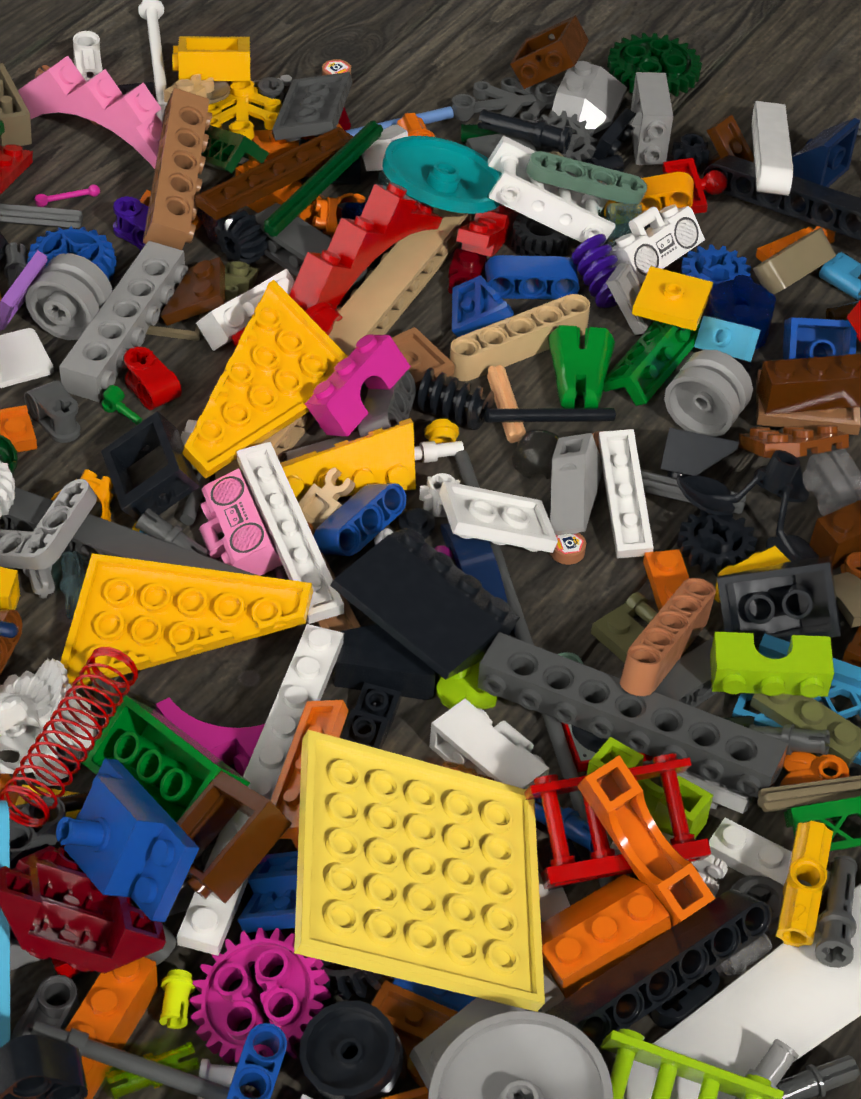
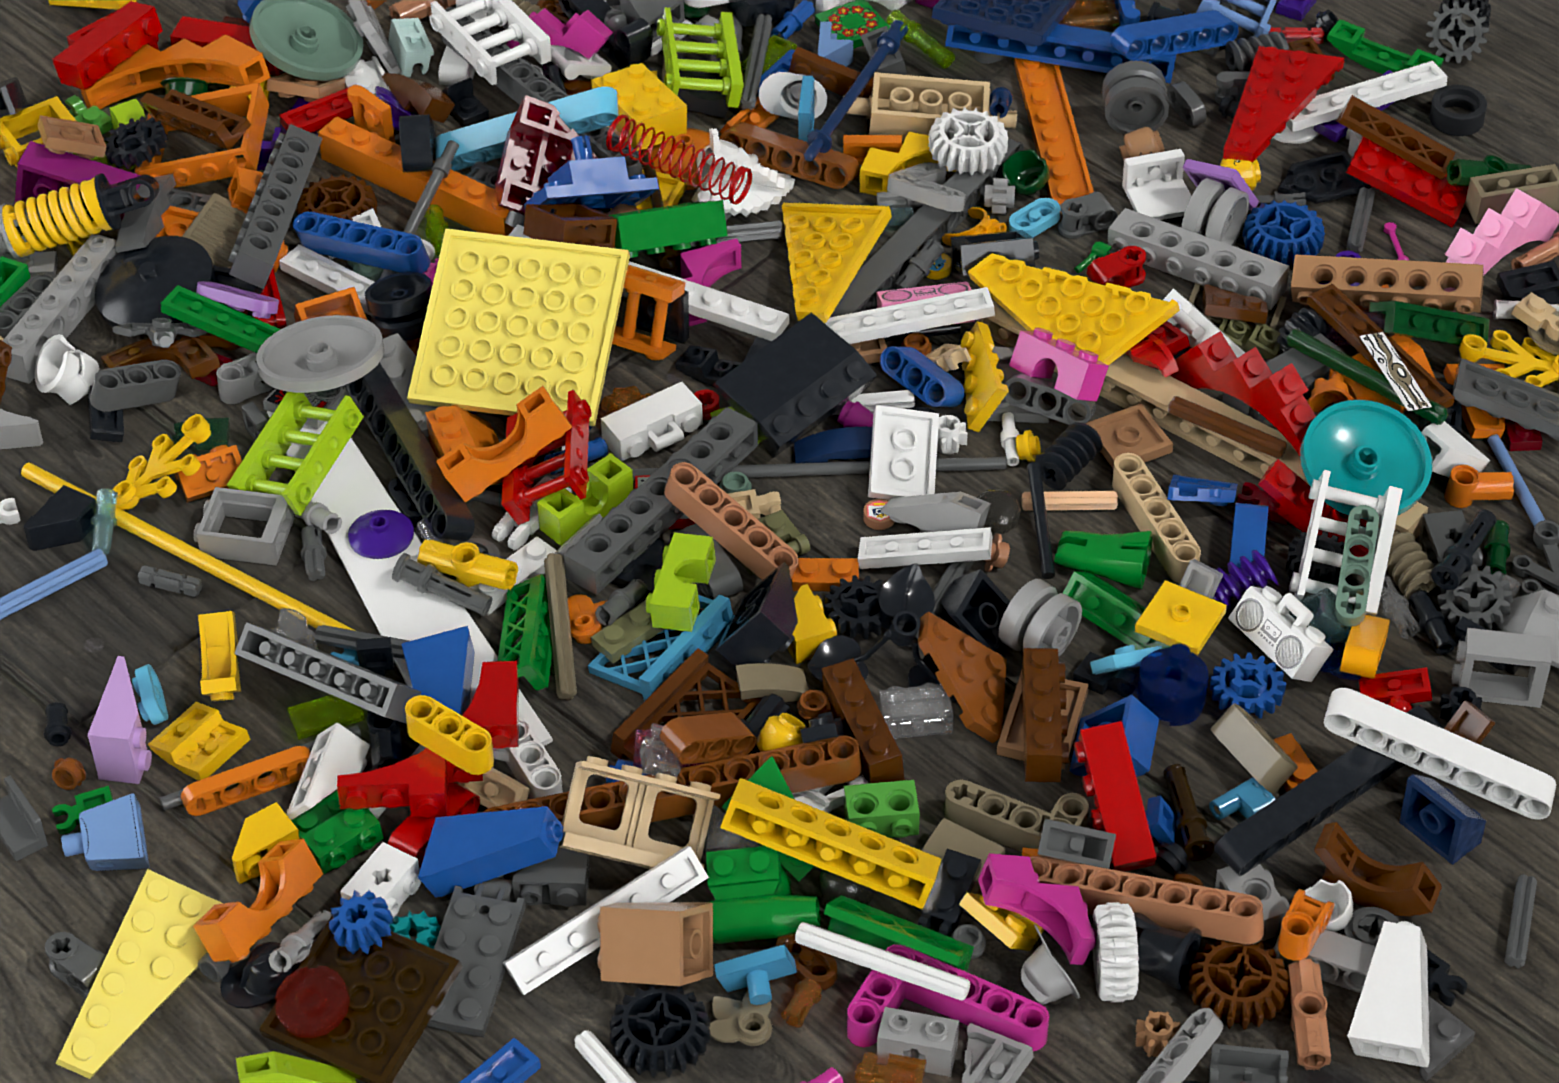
camera: 105 degrees right, 0 degrees up
(34, 476) = (999, 196): none -> light grey gear
(62, 452) = (1036, 216): none -> medium azure plate
(323, 152) = (1395, 371): none -> sticker
(404, 276) = (1227, 427): none -> reddish brown axle
(426, 711) = (711, 399): none -> red bush
(598, 651) = (758, 505): none -> tan plate
(760, 1019) = (381, 534): none -> dark purple dish

